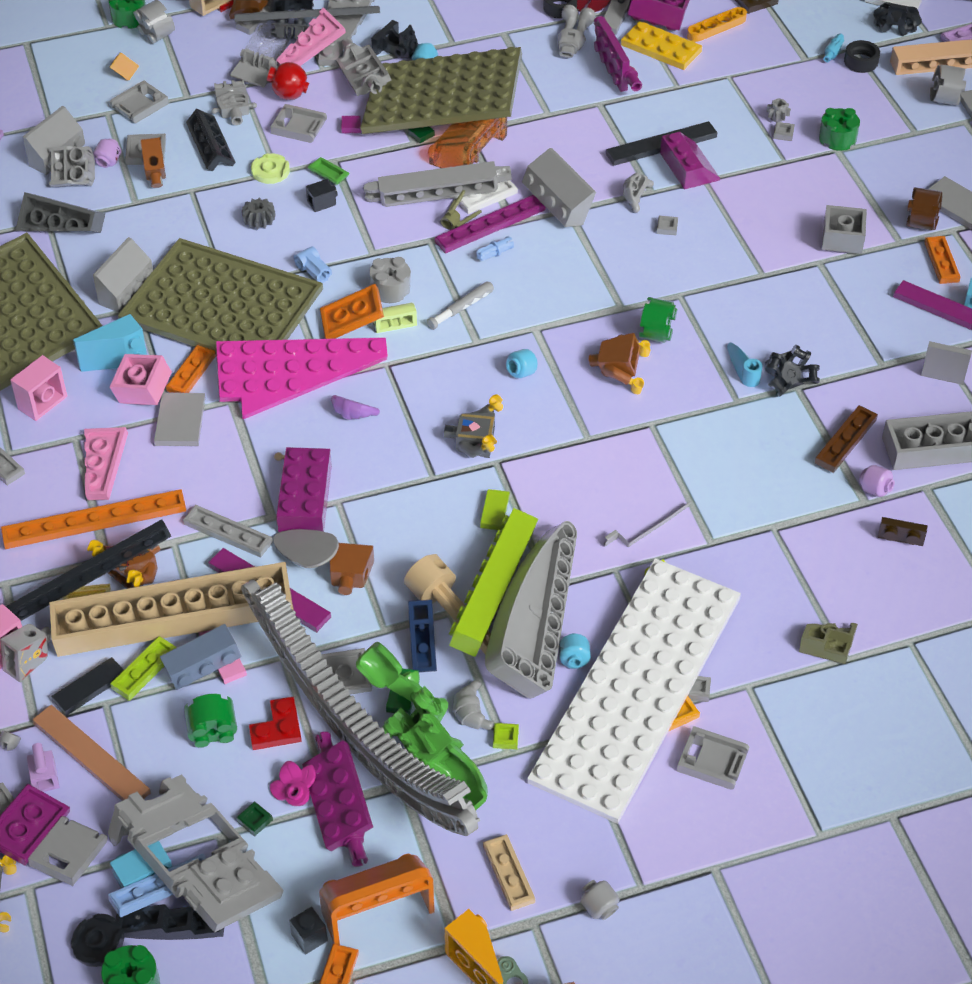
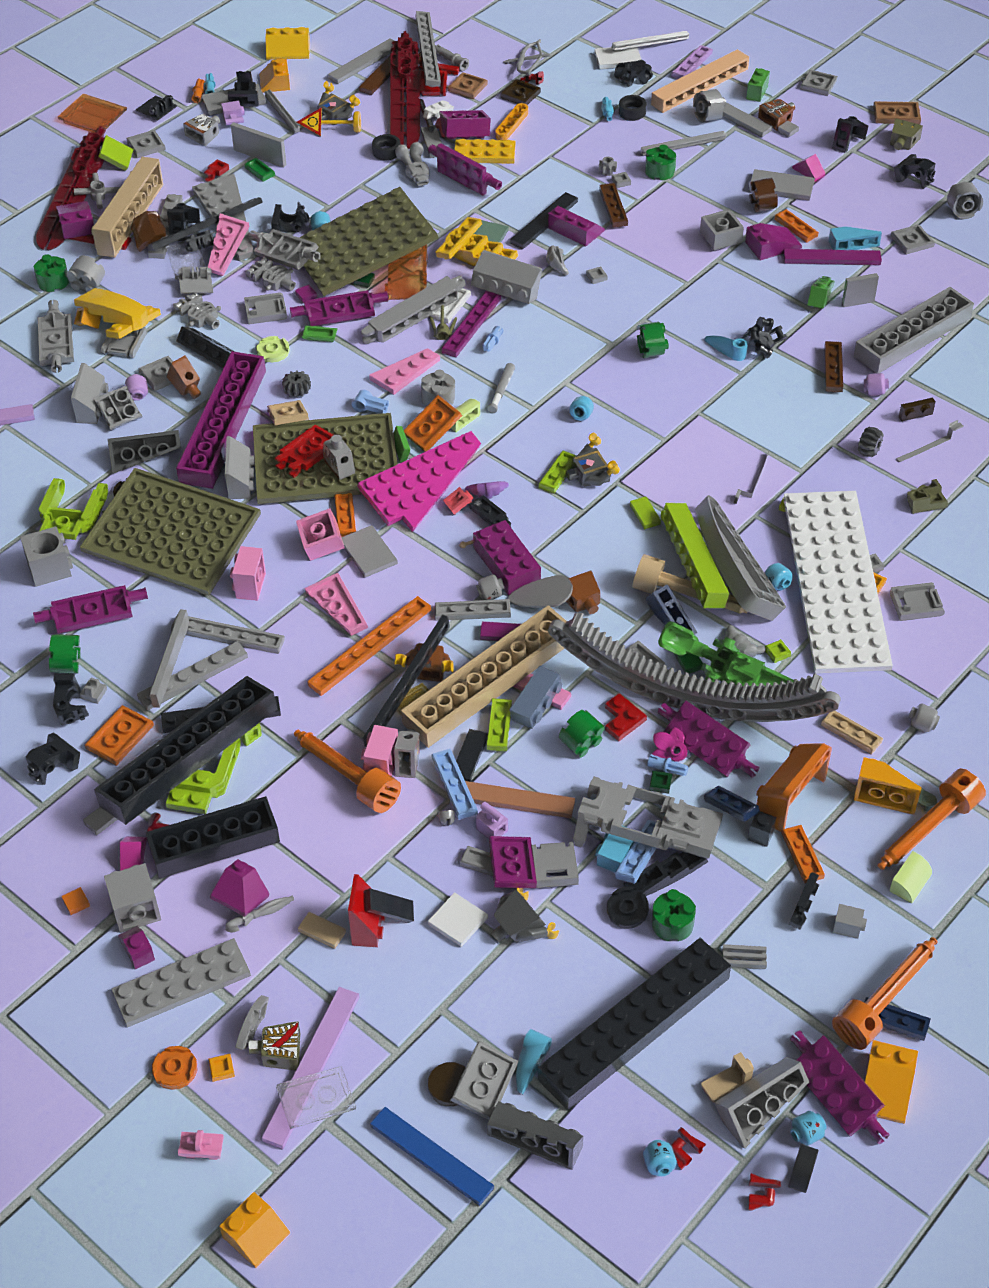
camera: 30 degrees left, 0 degrees up
(43, 707) = (454, 784): none -> light blue tile
(78, 73) = (55, 338): none -> light grey plate
(108, 344) = (278, 519): medium azure slope -> none
(151, 70) = (117, 309): none -> yellow slope
(156, 215) = (221, 418): none -> magenta brick
(203, 286) = (303, 451): none -> red tile
(222, 296) = (338, 457): none -> light grey torso
(224, 239) = (287, 412): none -> tan tile
(260, 515) = (490, 587): none -> light grey head
(274, 803) = (667, 765): none -> light blue axle
(288, 80) = (235, 278): red brick -> none
(297, 883) = (731, 803): none -> dark blue tile
(307, 315) = (401, 444): none -> bright green tile
(312, 405) = (458, 500): none -> coral bracket
(321, 195) = (332, 352): black brick -> none
(332, 435) = (488, 511): none -> black hinge
(333, 92) = (273, 276): none -> light grey torso
(367, 151) = (339, 307): none -> magenta plate
(367, 247) = (403, 372): none -> bright pink wing
(434, 425) = (557, 472): none -> lime tile
(552, 132) = (468, 246): none -> yellow slope
(588, 135) = (494, 231): none -> sand green tile
(620, 358) = (647, 377): dark orange torso -> none
(749, 155) = (613, 205): none -> reddish brown plate
(810, 544) = (870, 441): none -> dark grey gear
(894, 262) = (770, 240): none -> magenta slope
(895, 117) = (690, 141): none -> light grey axle
(902, 346) = (820, 292): none -> bright green slope
(927, 571) = (952, 427): none -> light grey piece

